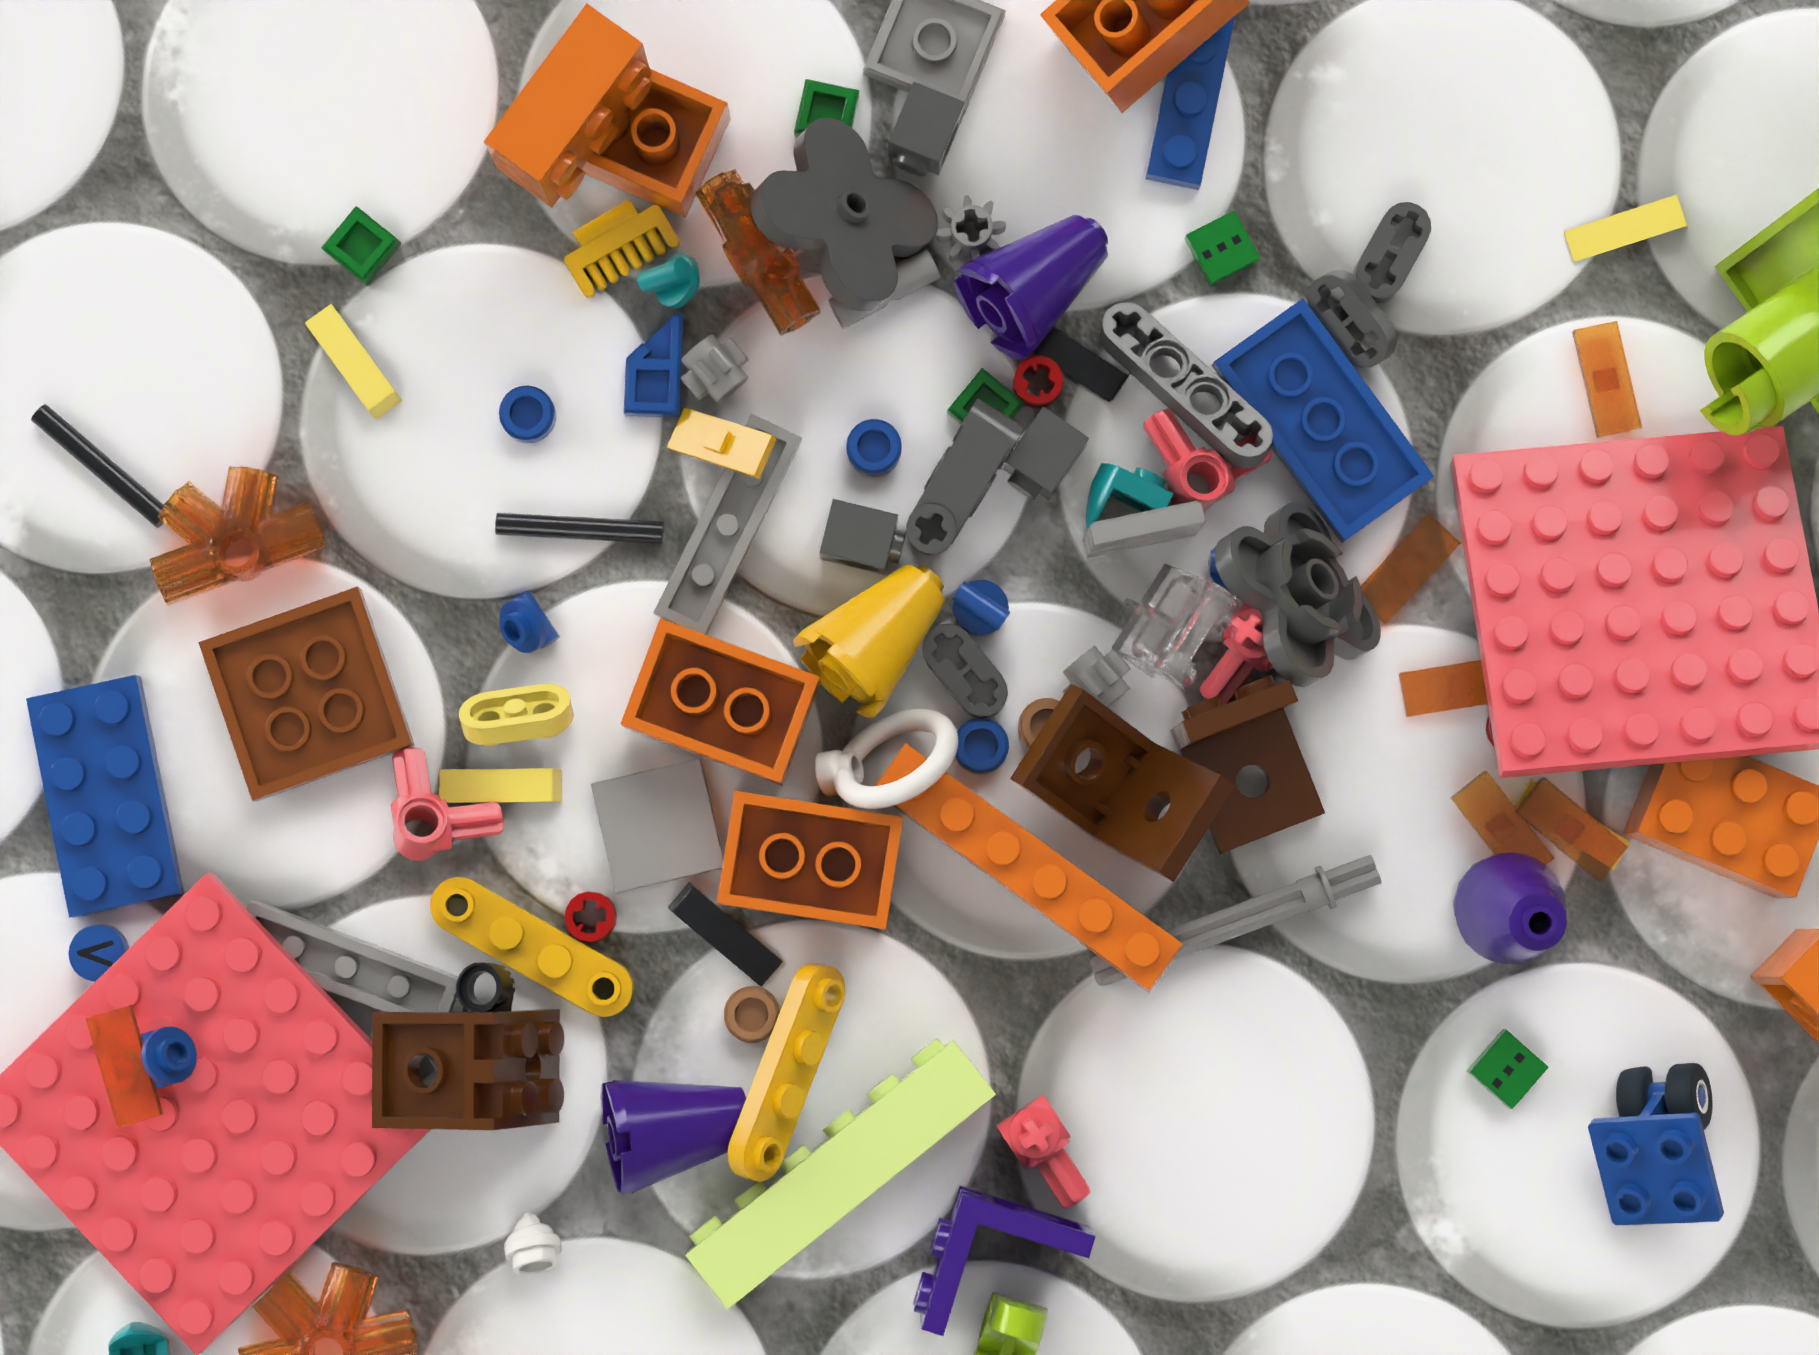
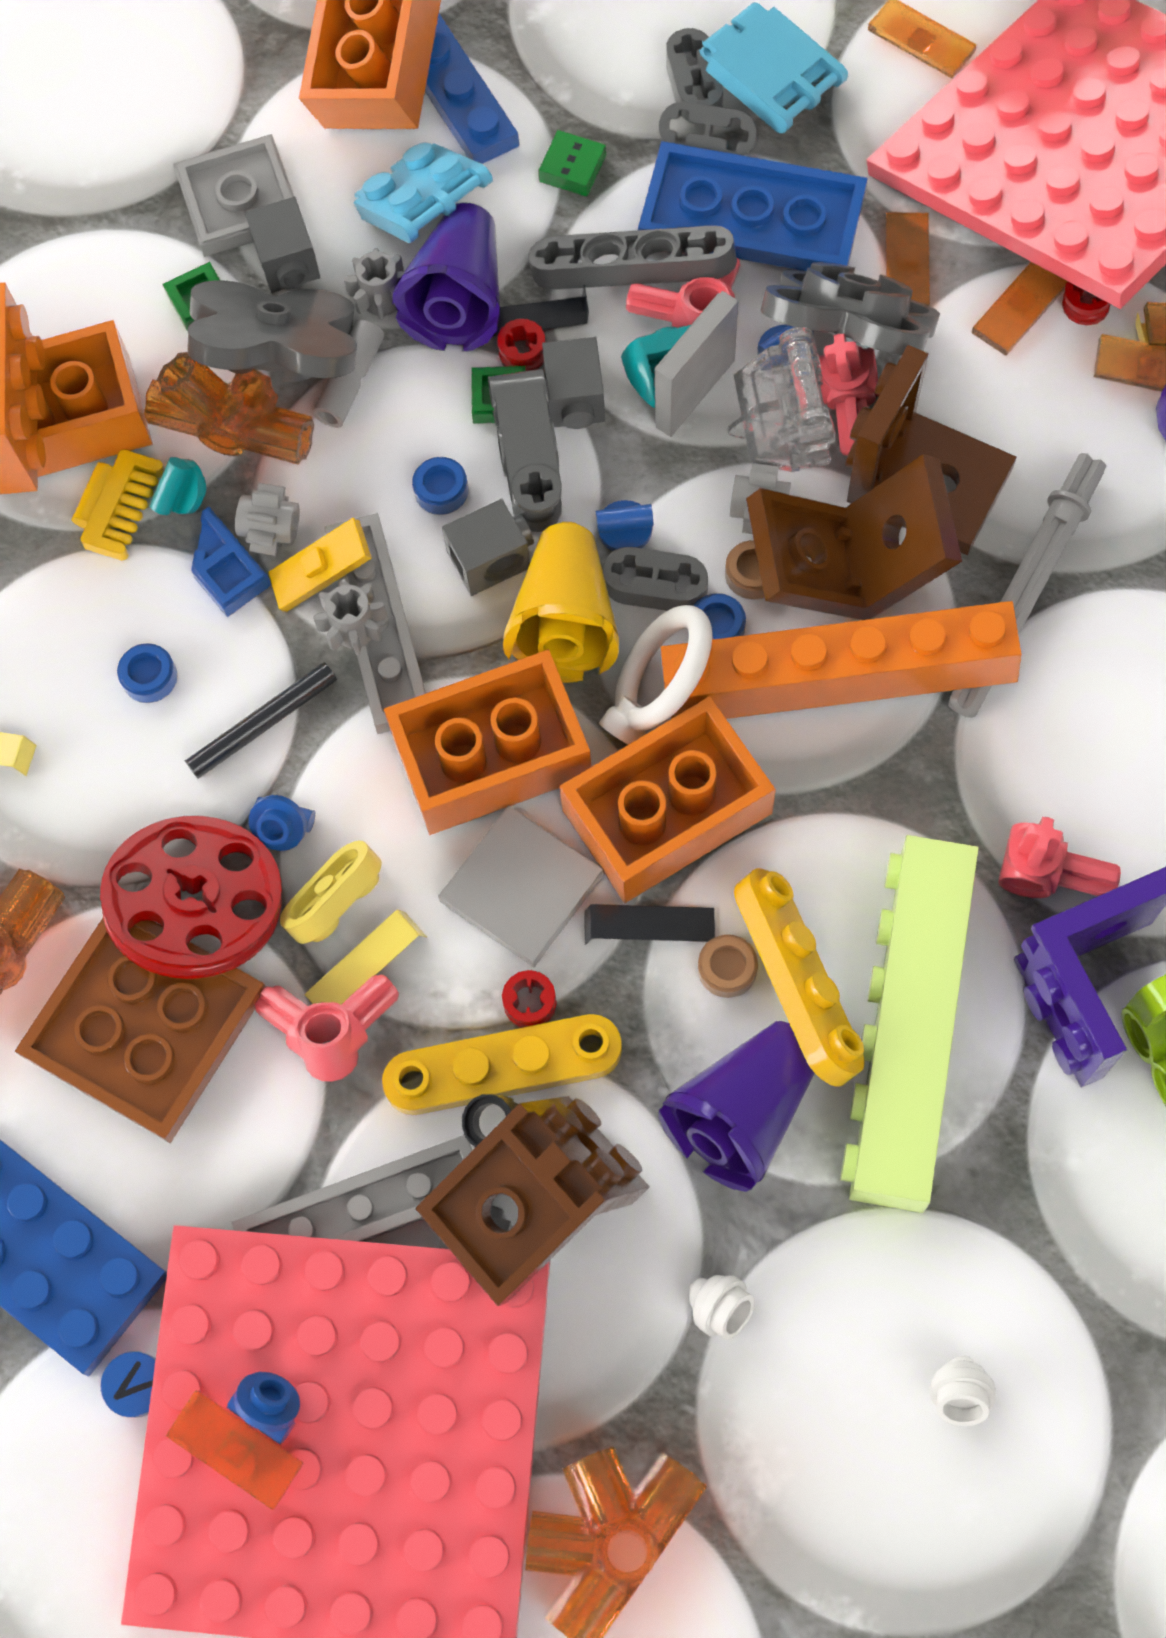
camera: 30 degrees left, 15 degrees down
(396, 651) = (190, 918): none -> red wedge
(716, 521) = (350, 616): none -> light grey gear
(1070, 175) = (419, 190): none -> medium azure plate
(1453, 304) = (771, 65): none -> medium azure plate

